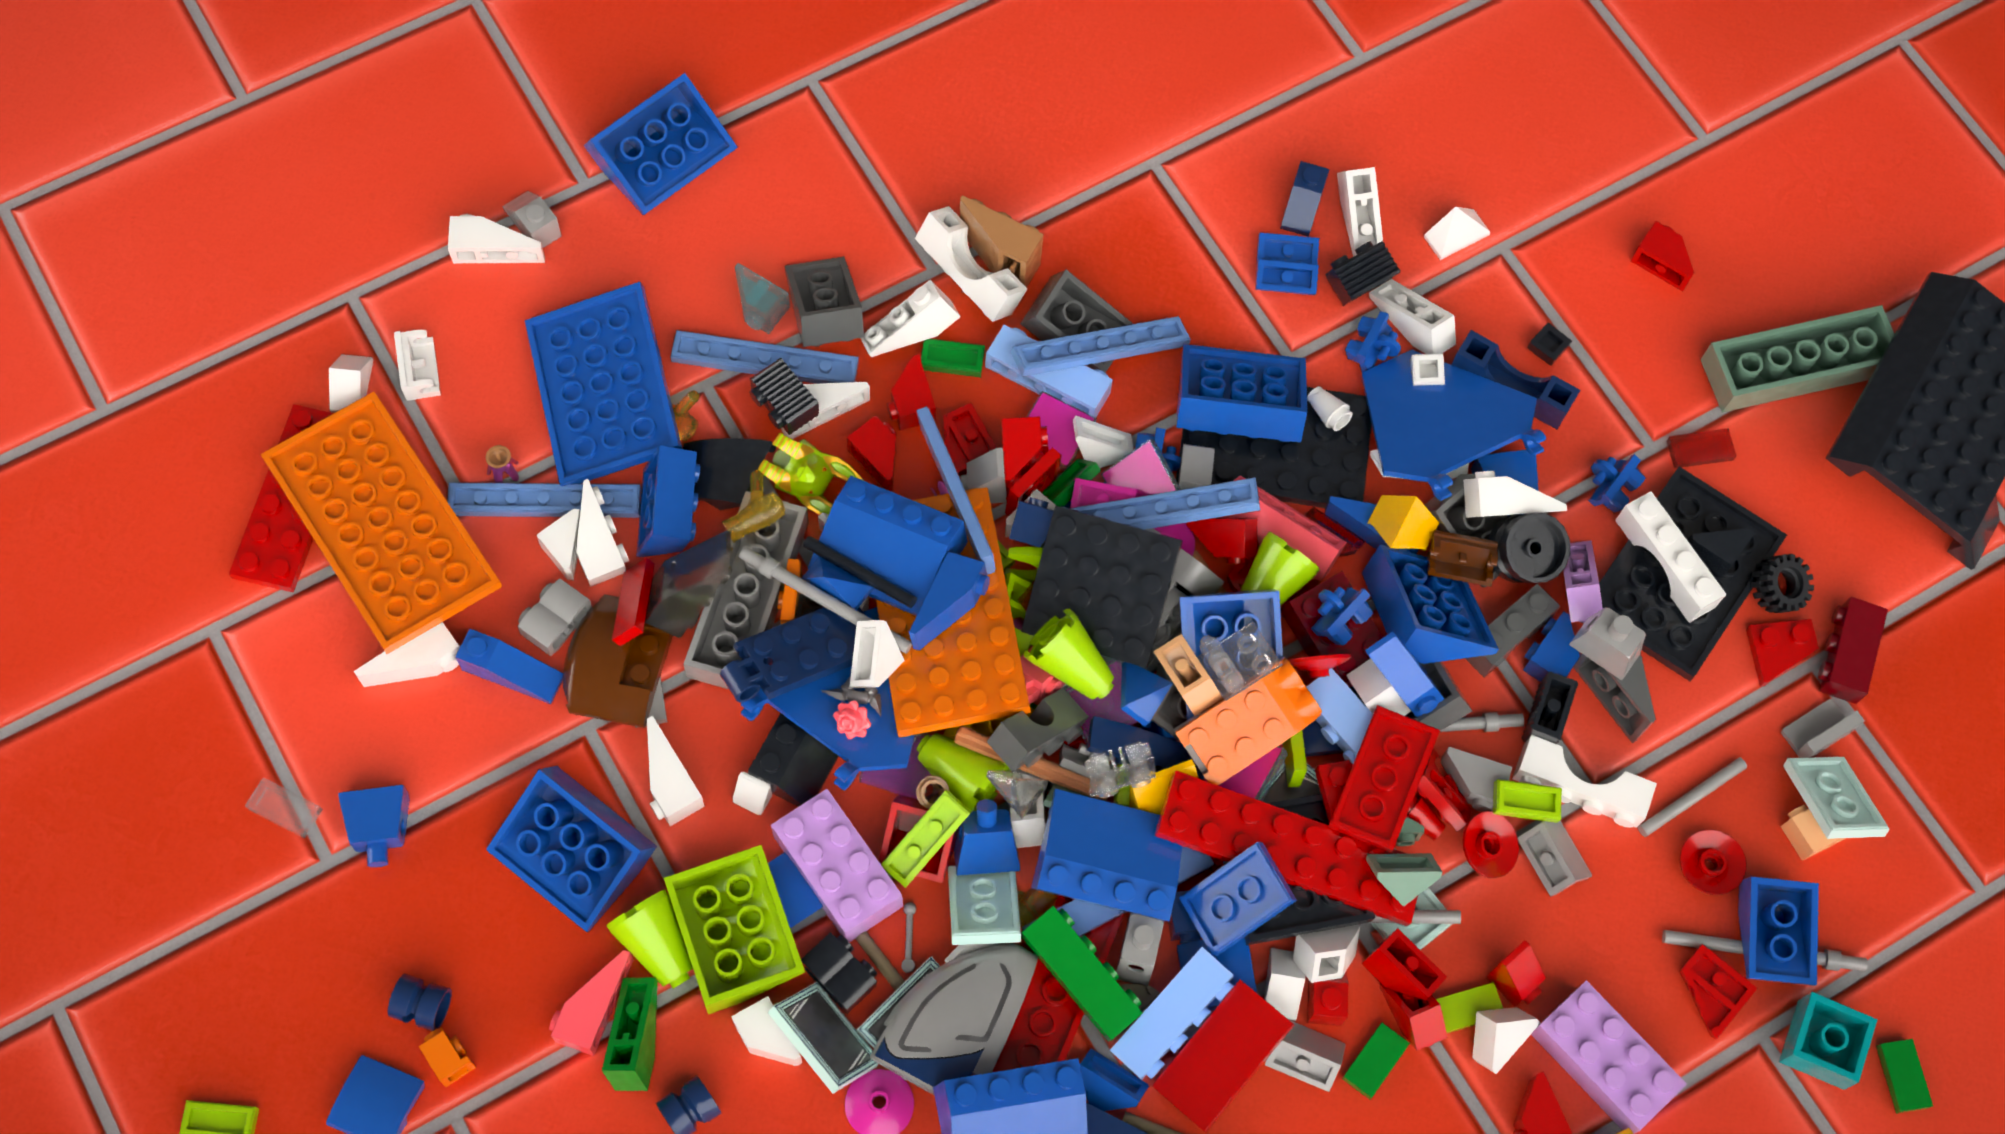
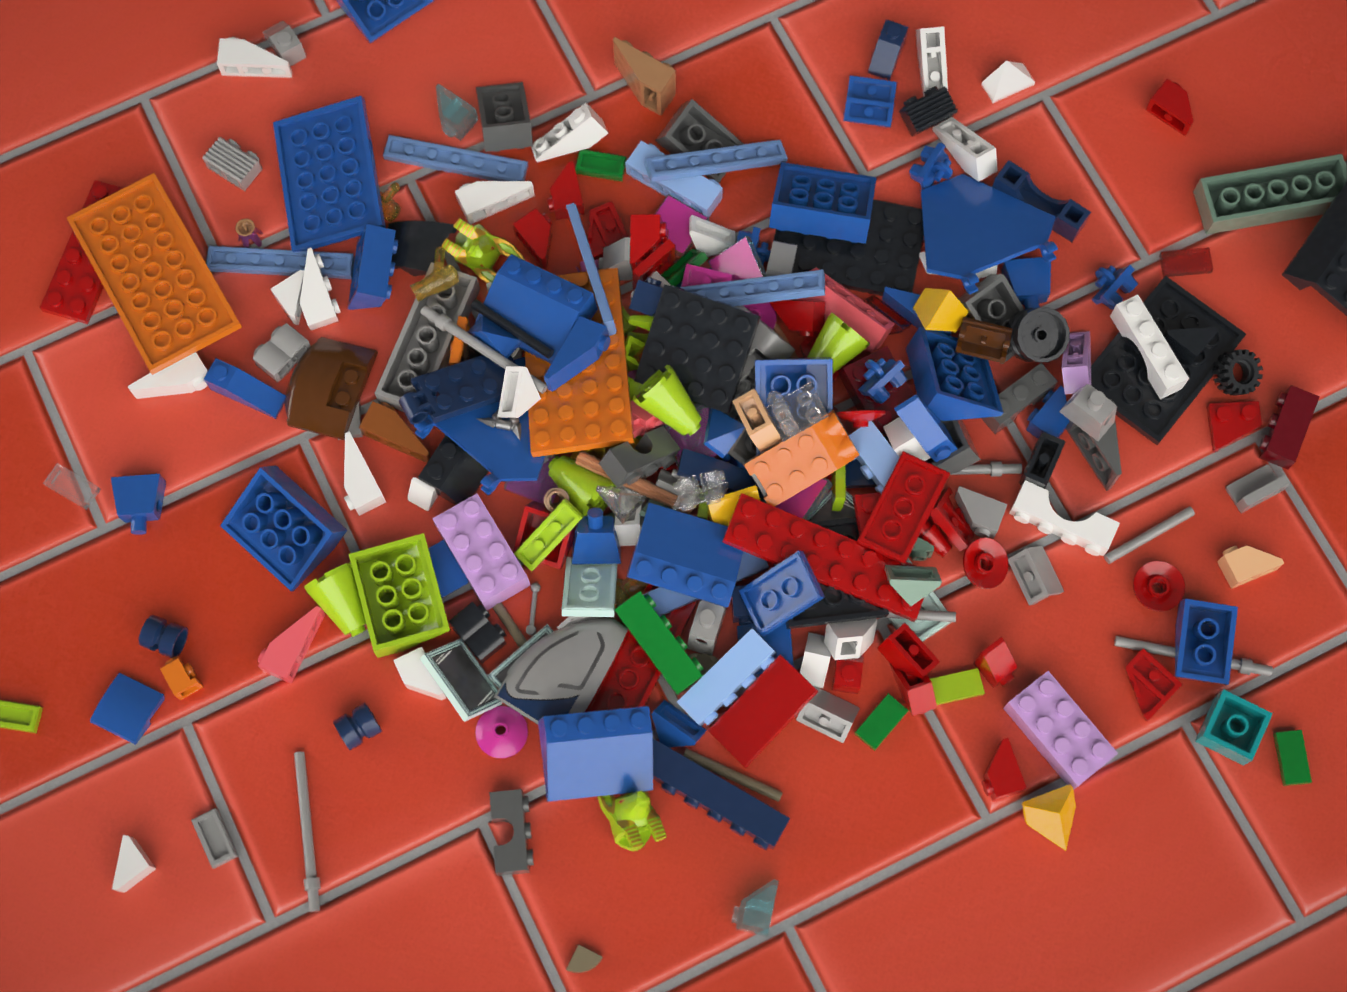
camera: 10 degrees right, 5 degrees up
(348, 380) = (137, 162): white slope -> none
(417, 364) = (188, 153): white hinge -> none
(474, 374) = (232, 163): none -> light grey brick
(632, 1036) = (319, 671): green slope -> none
(633, 602) = (340, 343): red tile -> none
(688, 584) = (381, 332): clear smoke slope -> none
(704, 710) = (388, 428): none -> dark orange slope
(783, 396) = (465, 189): black brick -> none
(852, 719) = (497, 442): coral plant -> none
(945, 240) = (602, 73): white arch -> none
(1330, 409) = (891, 218): white cone -> none
(1427, 369) = (972, 190): white slope -> none
(1500, 1035) = (978, 707): white slope -> none
(1504, 496) = (1021, 293): white slope -> none
(1527, 801) = (1016, 531): lime tile -> none
(1549, 344) = (1072, 174): black plate -> none
(1836, 797) = (1260, 541): light aqua tile -> none

